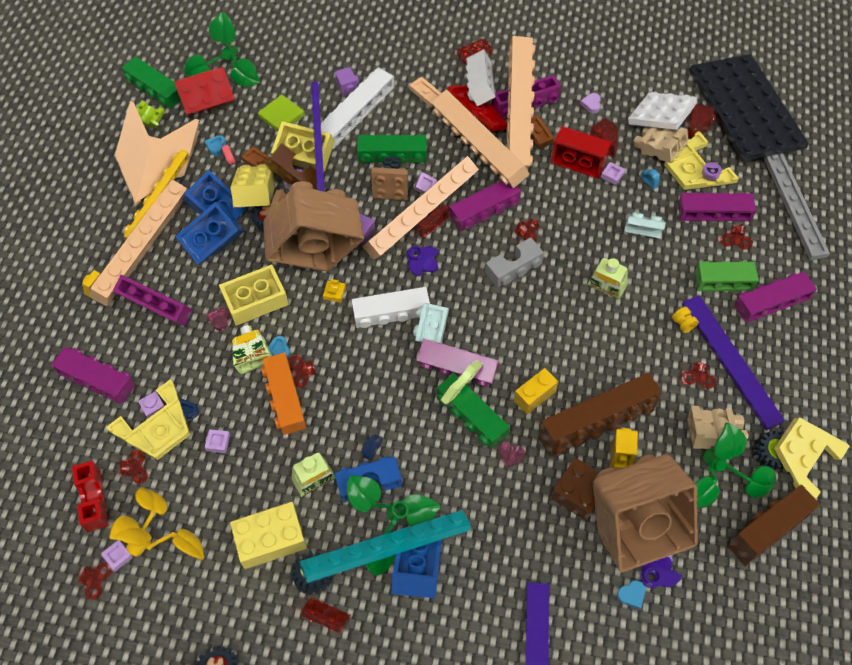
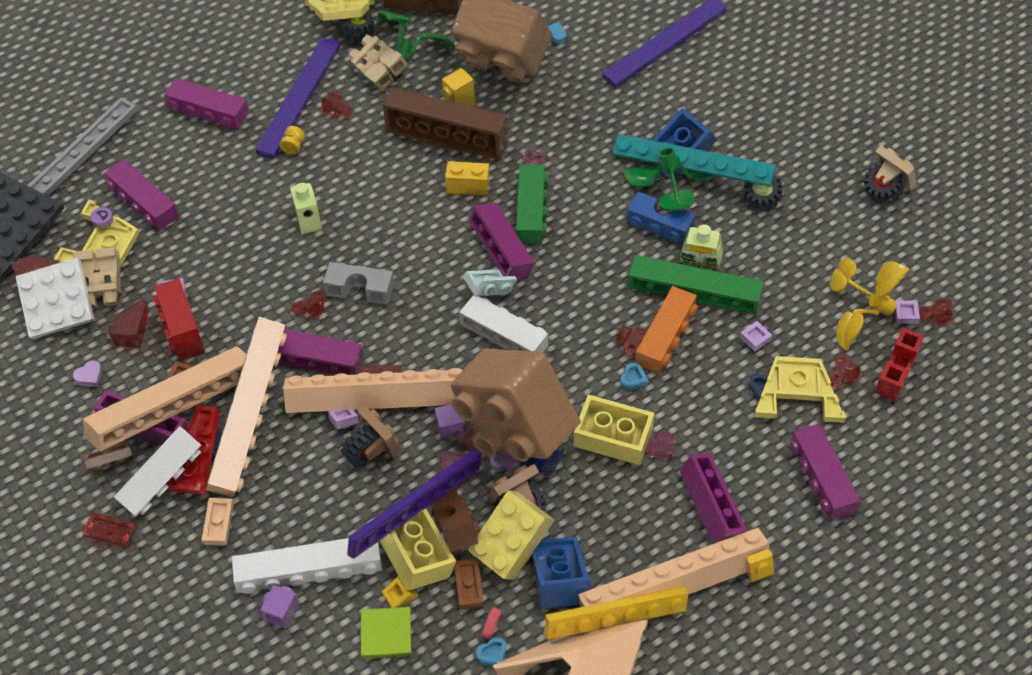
camera: 135 degrees left, 5 degrees down
(151, 404) = (788, 413): lavender plate -> none
(210, 232) = (595, 529): blue slope -> none
(249, 350) = (661, 384): torso -> none
(268, 535) = (774, 236): light yellow brick -> none
(293, 445) = (709, 286): none -> green brick
(325, 615) = (774, 154): clear red plate -> none
(371, 446) = (633, 238): dark blue tile -> none
(376, 147) = (329, 481): green brick -> none
(424, 261) = (428, 351): dark purple plate -> none
(465, 378) = (522, 209): yellowish green tile -> none
(576, 489) = (516, 99): reddish brown brick -> none
(647, 226) = (217, 221): light aqua bracket -> none
(651, 178) = (152, 259): dark azure tile -> none
(726, 276) = (217, 143): bright green brick -> none
(737, 237) = (157, 165): clear red piece -> none

